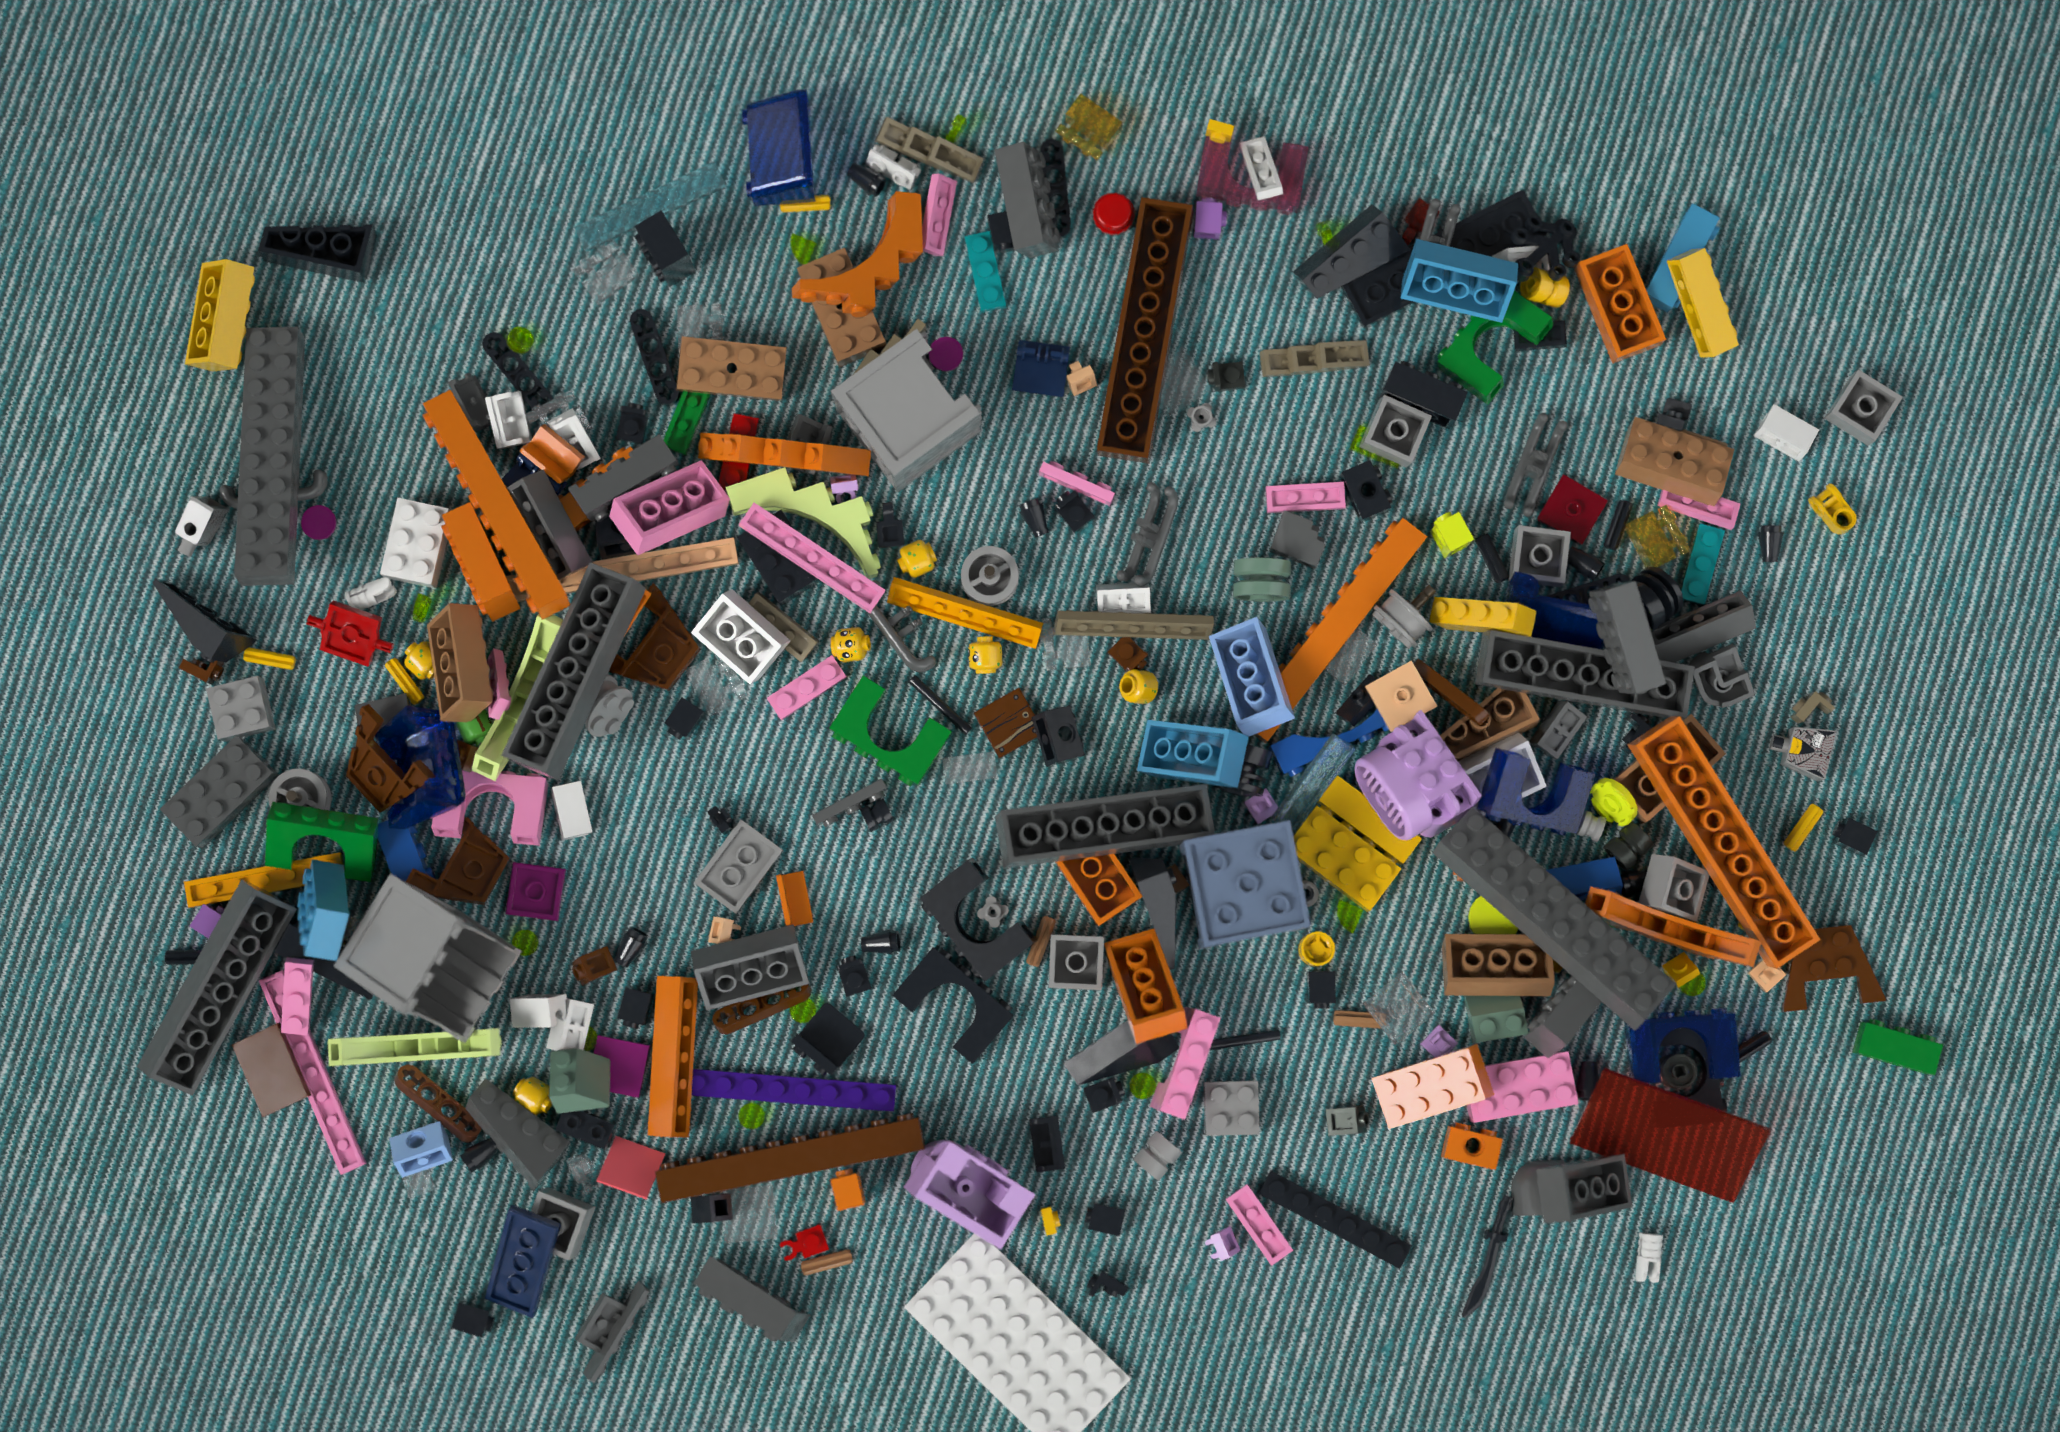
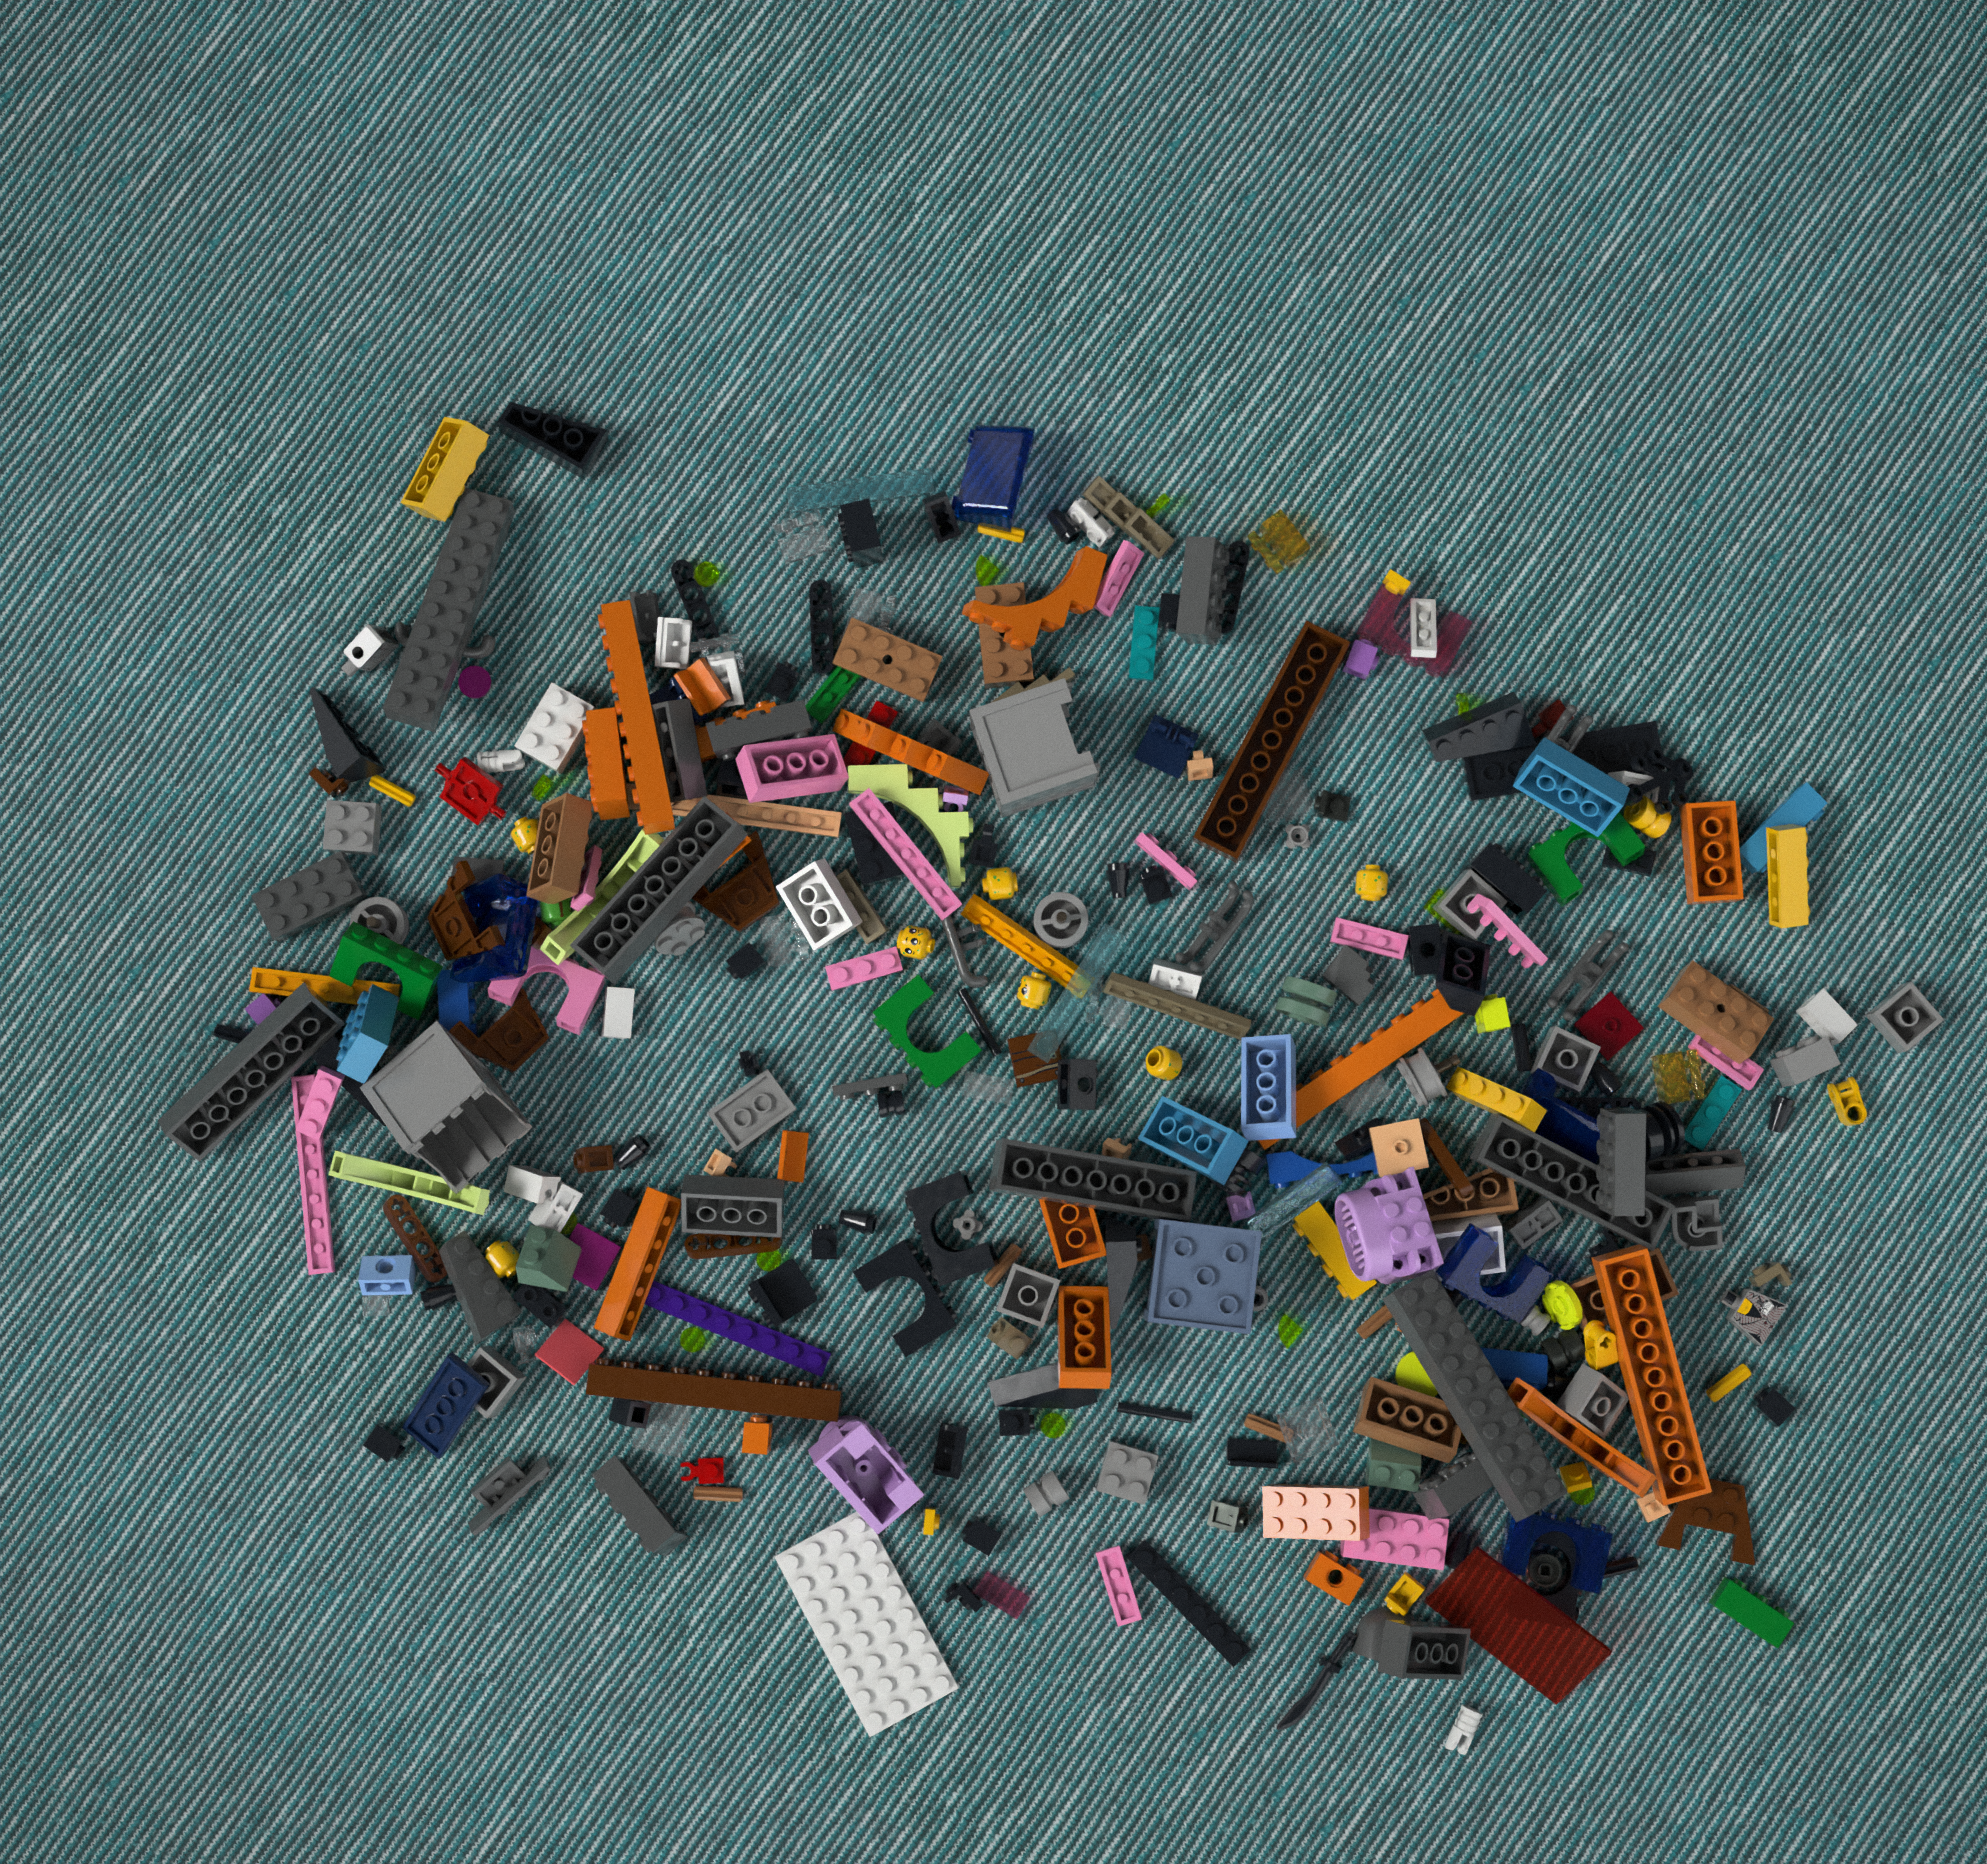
camera: 20 degrees right, 0 degrees up
(271, 1070) = (276, 1161): tile -> none
(404, 681) = (506, 848): yellow axle -> none
(526, 941) = (540, 1118): clear neon green tile -> none
(535, 891) = (563, 1075): magenta tile -> none
(740, 207) = (941, 517): none -> black arch
(946, 354) = (1085, 706): magenta piece -> none
(1029, 643) = (1076, 993): none -> clear light blue plate
(1070, 1012) = (1008, 1338): none -> dark tan bracket
(1113, 213) = (1276, 627): red piece -> none
(1118, 787) = (1115, 1149): none -> light nougat tile
(1128, 654) = (1163, 1030): reddish brown bracket -> none
(1145, 1271) = (1001, 1594): none -> clear pink tile
(1178, 1090) = (1080, 1444): bright pink arch -> none
(1224, 1243) = (1081, 1593): lavender tile -> none
(1290, 441) = (1371, 883): none -> yellow head
(1314, 358) = (1417, 815): dark tan slope -> none
(1316, 949) = (1249, 1352): yellow wheel -> none
(1321, 988) = (1242, 1389): black brick -> none
(1343, 859) = (1300, 1278): yellow brick -> none
(1350, 1049) = (1251, 1453): none -> black panel
(1409, 500) = (1462, 972): none -> black slope
(1432, 879) = (1374, 1322): none -> medium nougat axle
(1438, 1042) = (1333, 1472): lavender tile -> none
(1441, 443) = (1507, 928): none -> bright pink hinge
(1546, 1141) = (1403, 1594): none -> yellow bracket
(1618, 525) = (1646, 1053): black axle -> none
(1663, 830) = (1599, 1345): none -> yellow piece
(1675, 414) = (1730, 969): black bracket -> none
(1772, 487) = (1804, 1062): none -> light grey brick

